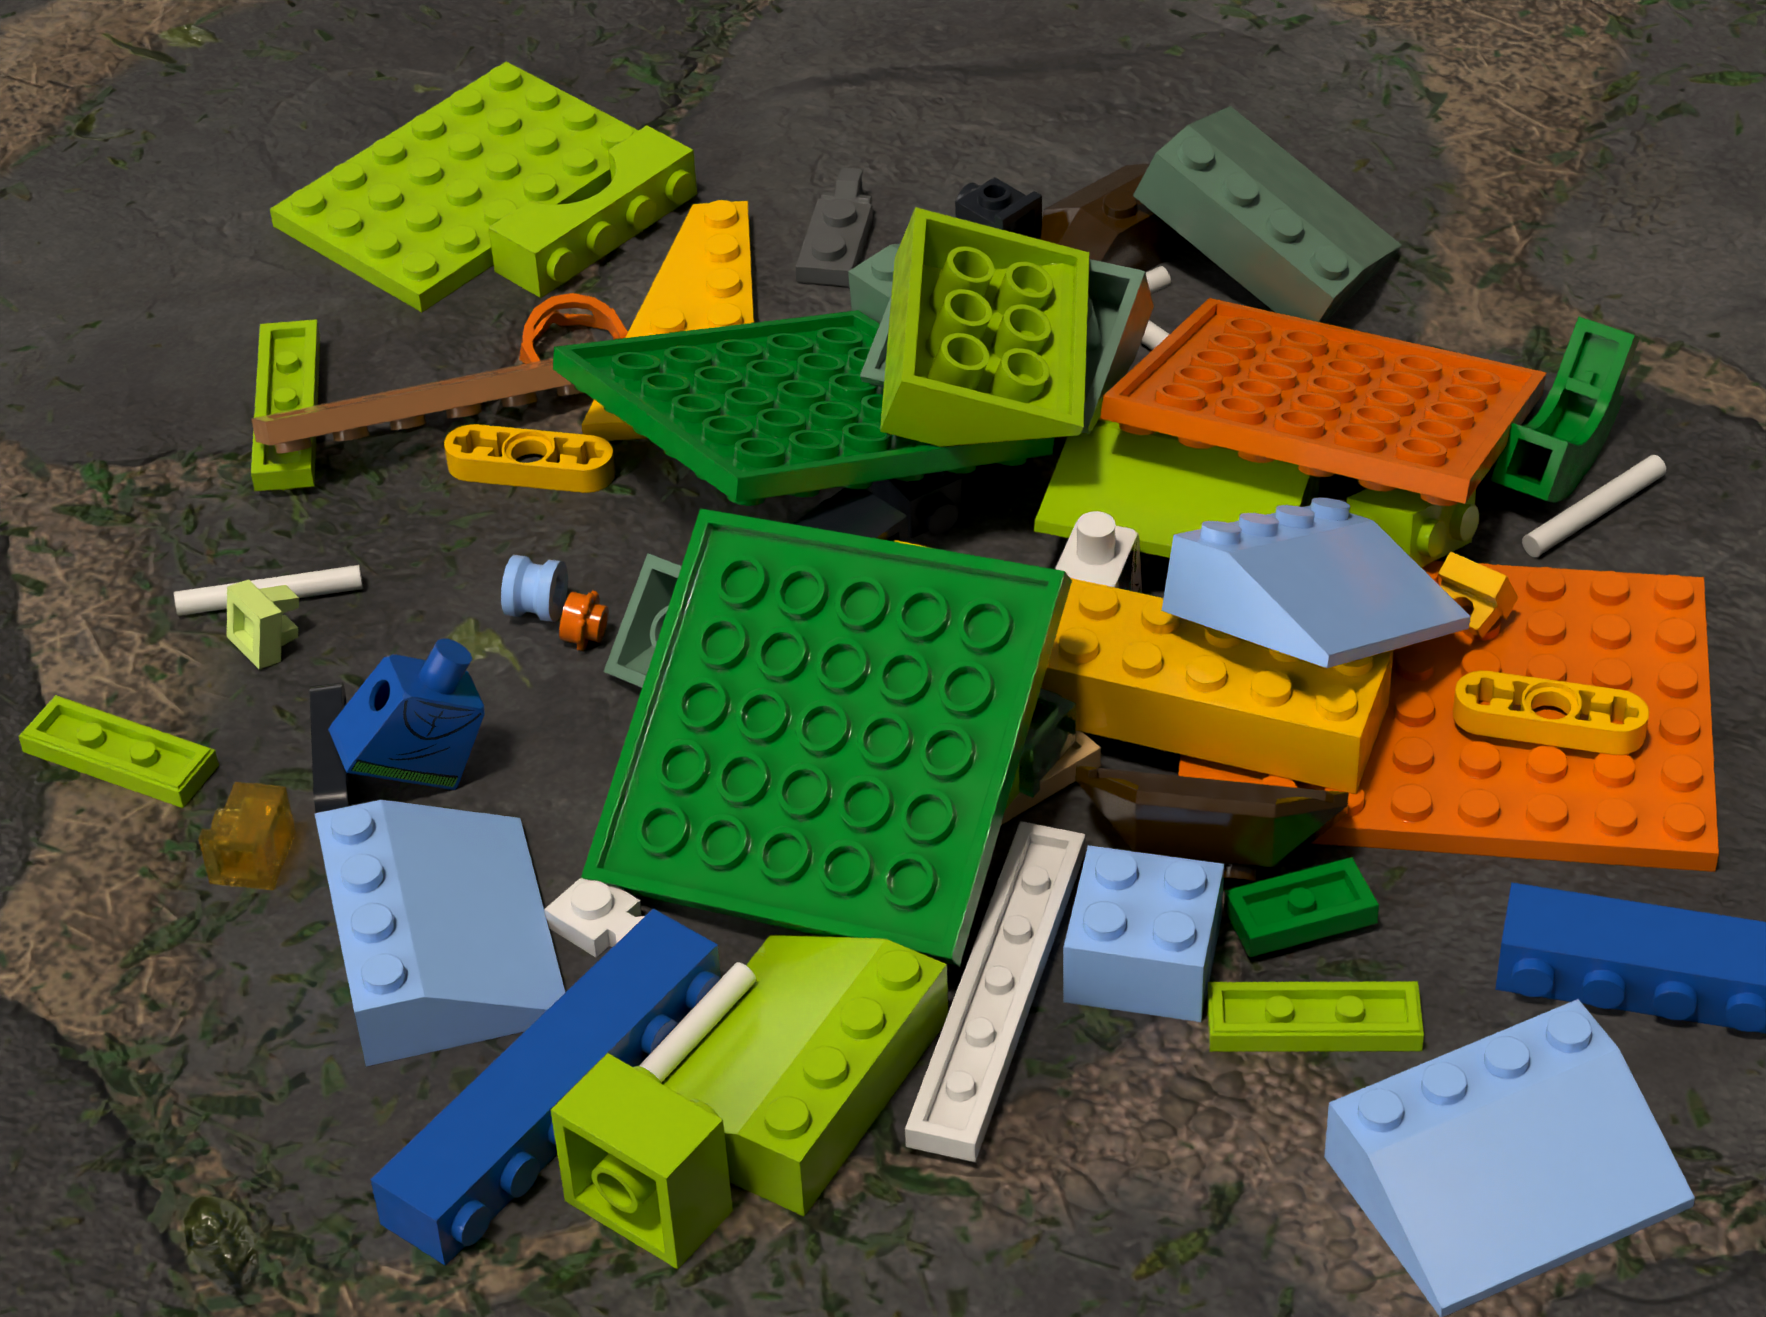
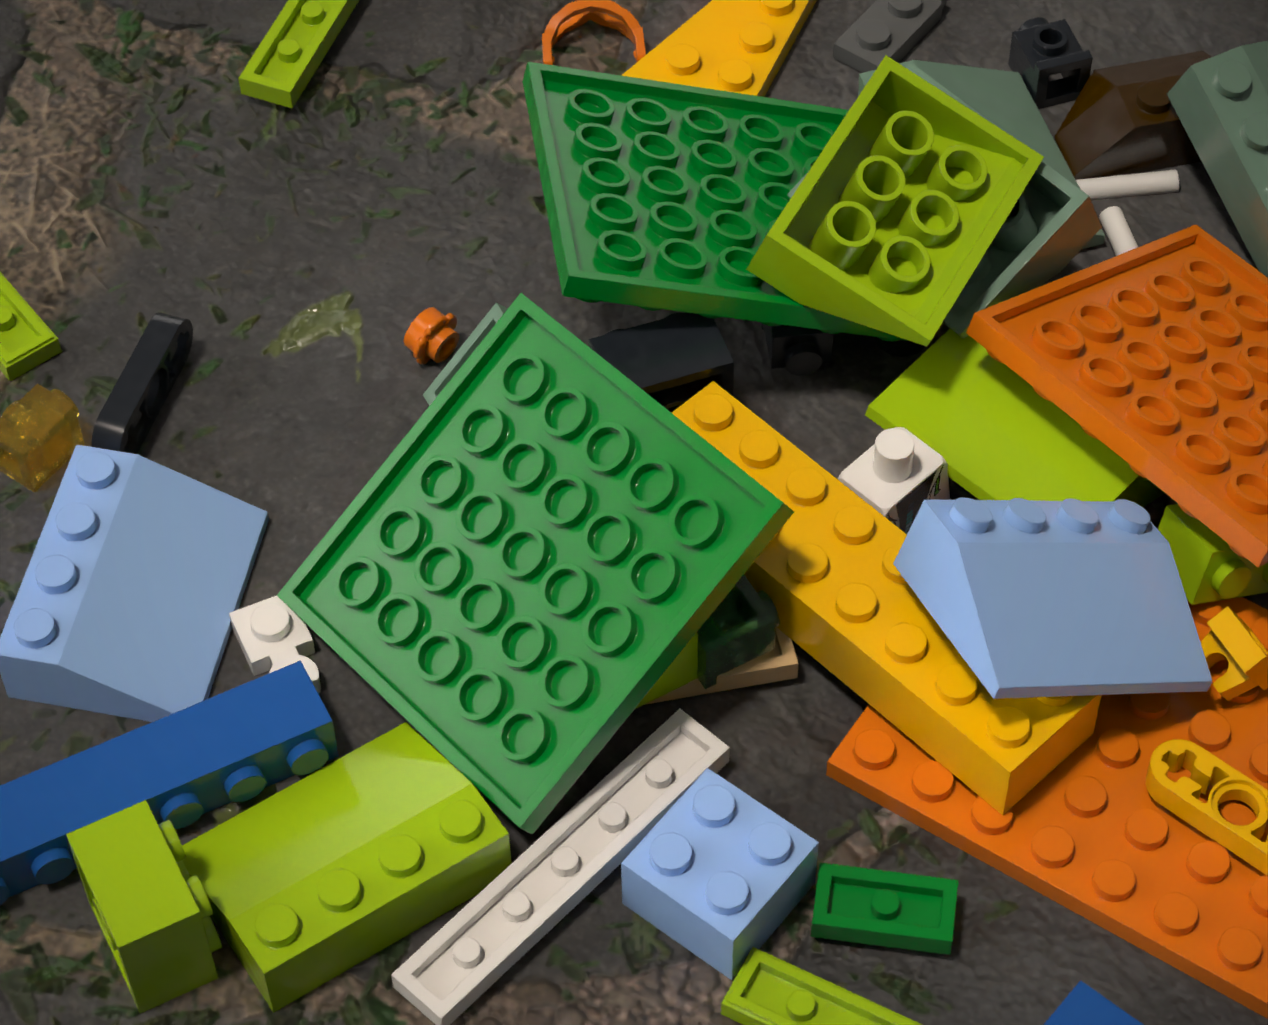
camera: 25 degrees right, 10 degrees up
(258, 621) = (166, 228): yellowish green tile -> none
(302, 584) = (196, 197): white bar -> none
(406, 406) = (398, 61): medium nougat plate -> none
(412, 719) = (207, 386): blue torso -> none
(534, 588) = (405, 286): light blue wheel -> none
(583, 467) = (477, 131): yellow beam -> none
(699, 1021) = (264, 795): white bar -> none
(1212, 820) = (841, 785): dark brown wedge -> none

